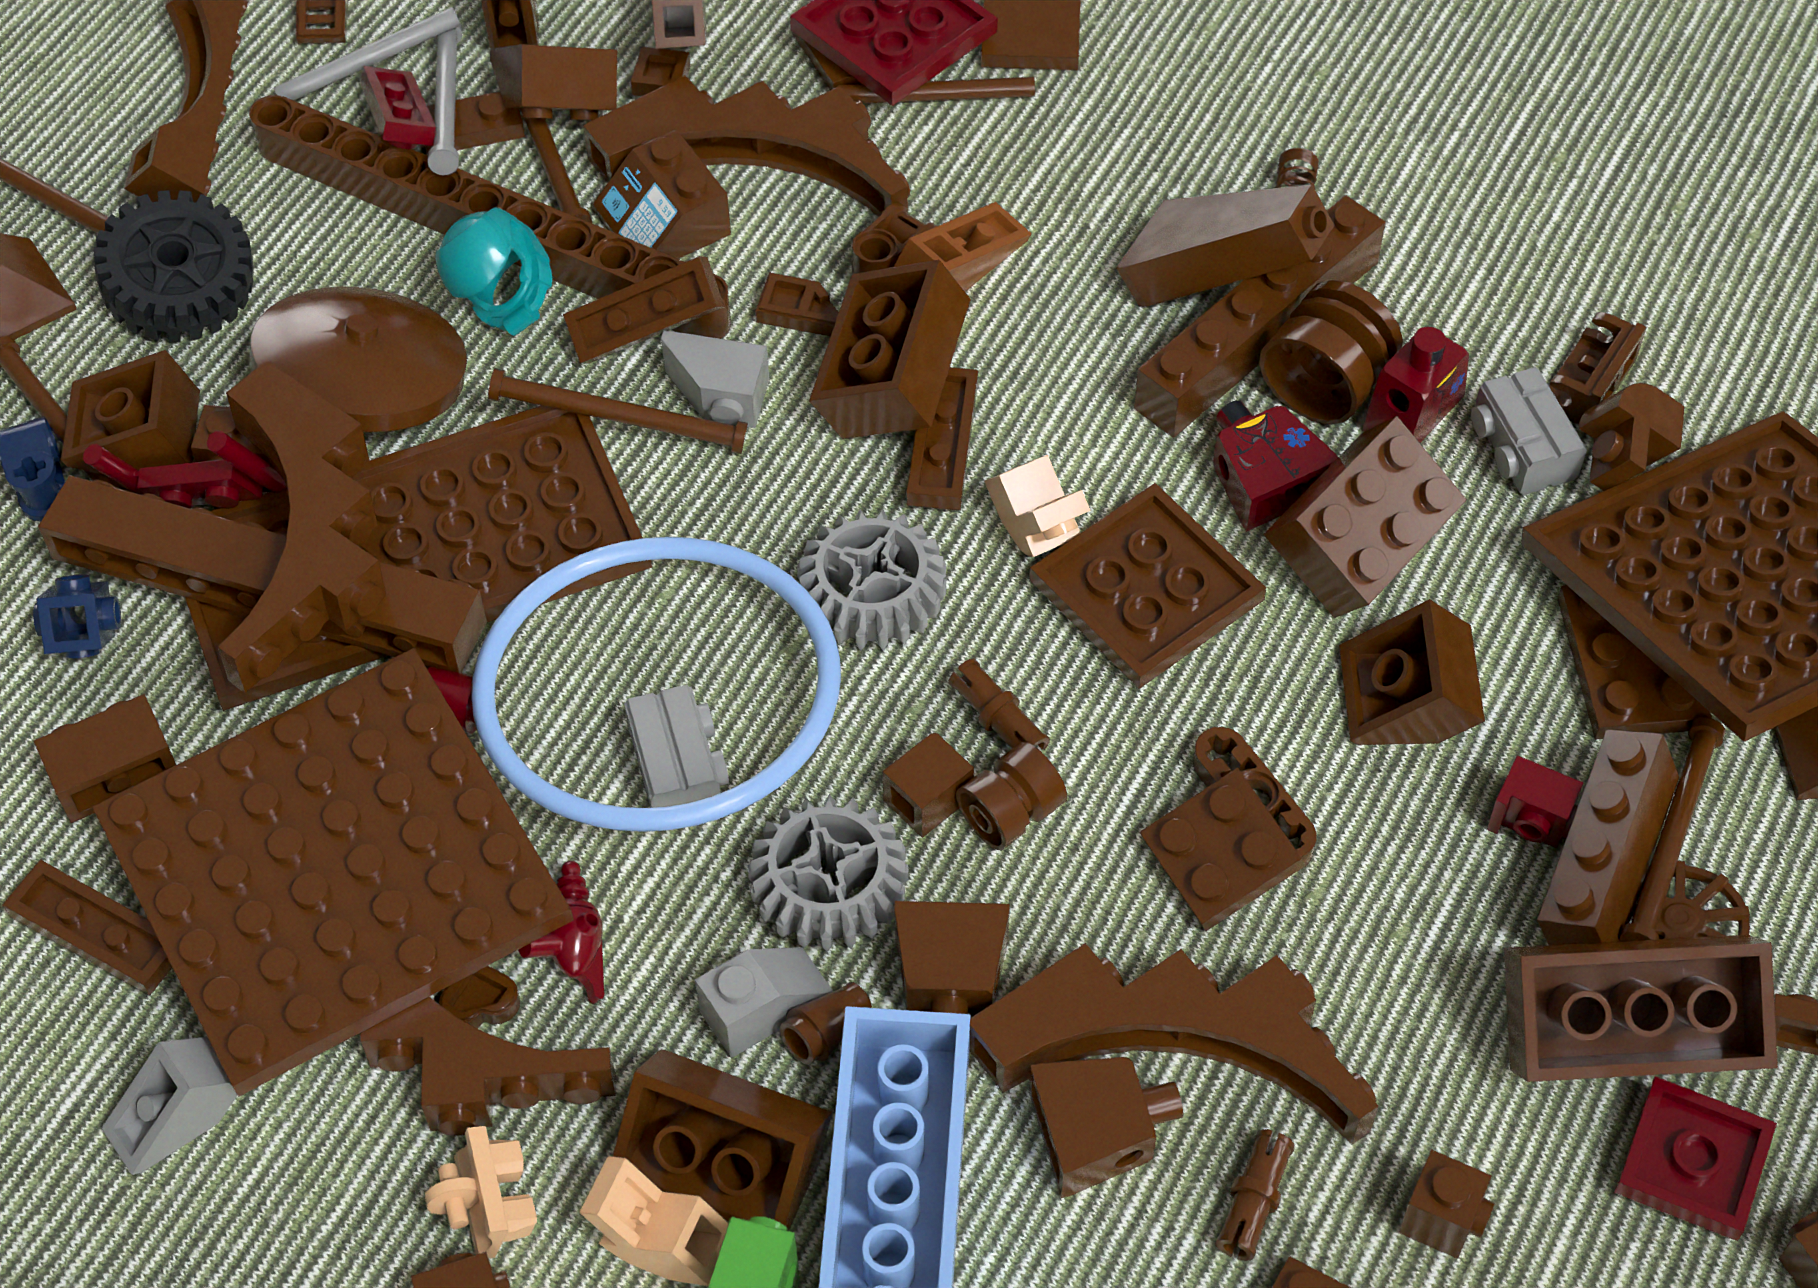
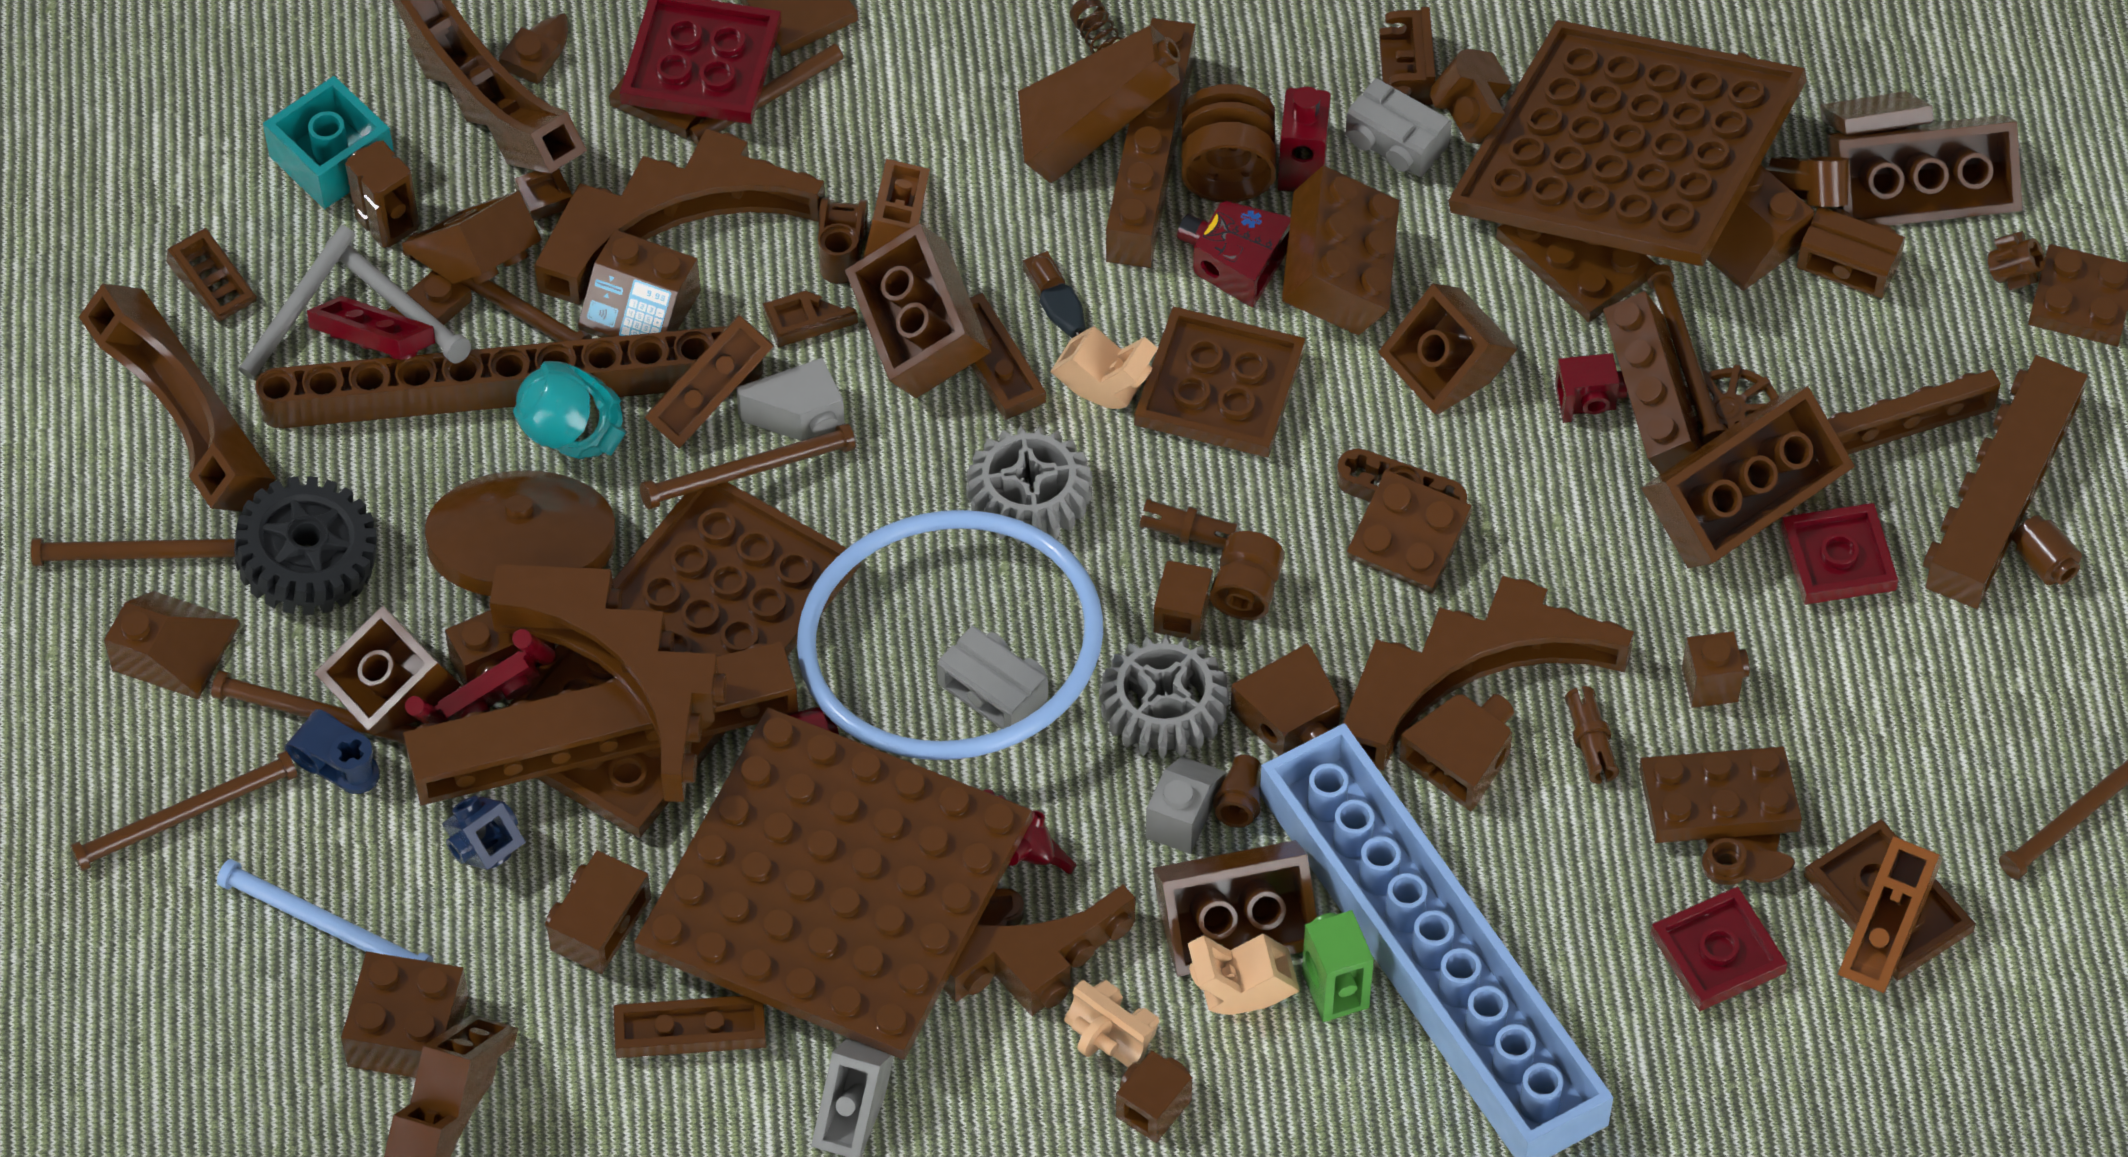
camera: 35 degrees left, 0 degrees up
(1055, 417) = (1055, 296): none -> piece

